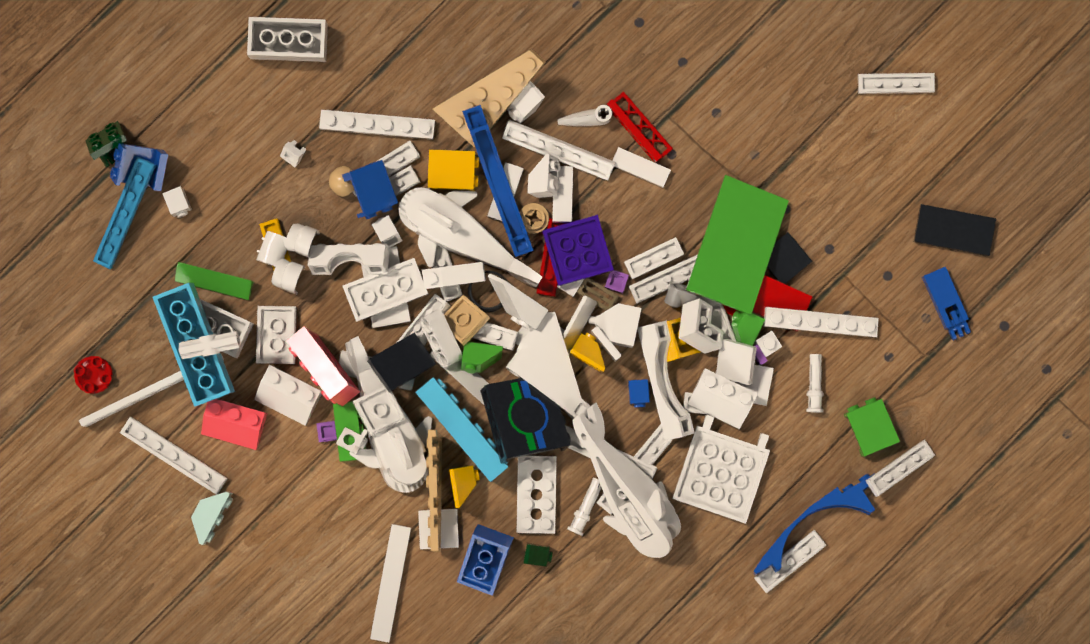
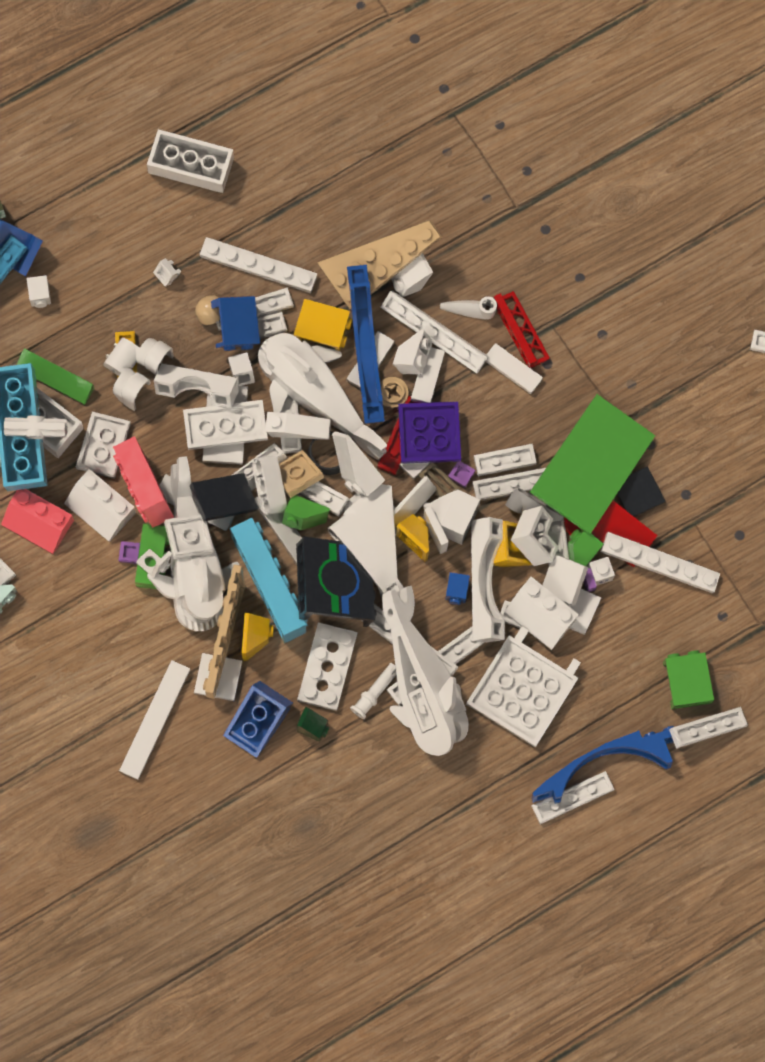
camera: 10 degrees right, 10 degrees down
(815, 394) = (638, 632): white pin -> none

